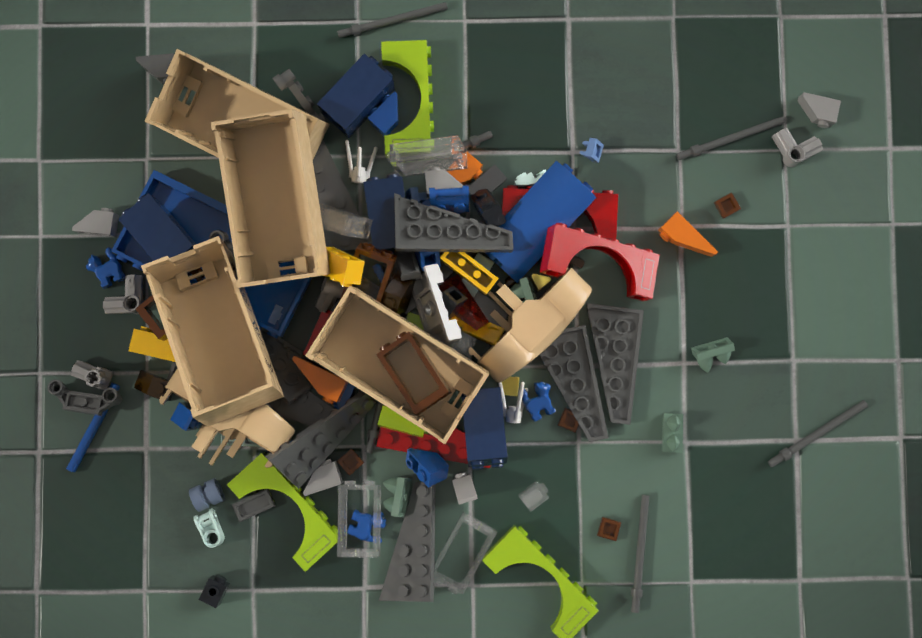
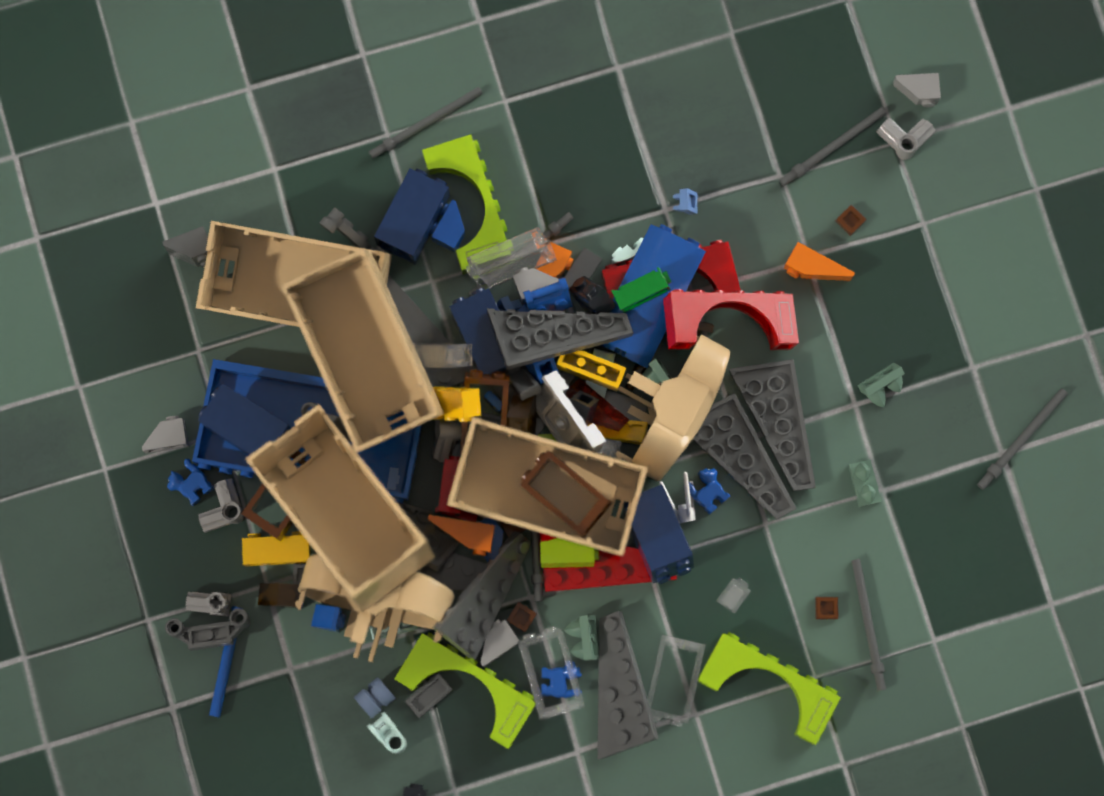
camera: 15 degrees left, 5 degrees down
(359, 174) = (439, 300): white plant -> none
(427, 465) = (607, 595): blue slope -> none
(464, 488) = (655, 607): light grey slope -> none
(511, 386) = (673, 483): light yellow slope -> none
(531, 215) = (642, 290): none -> green window
(539, 281) = (671, 360): light yellow slope -> none
(568, 421) = (747, 503): reddish brown tile -> none

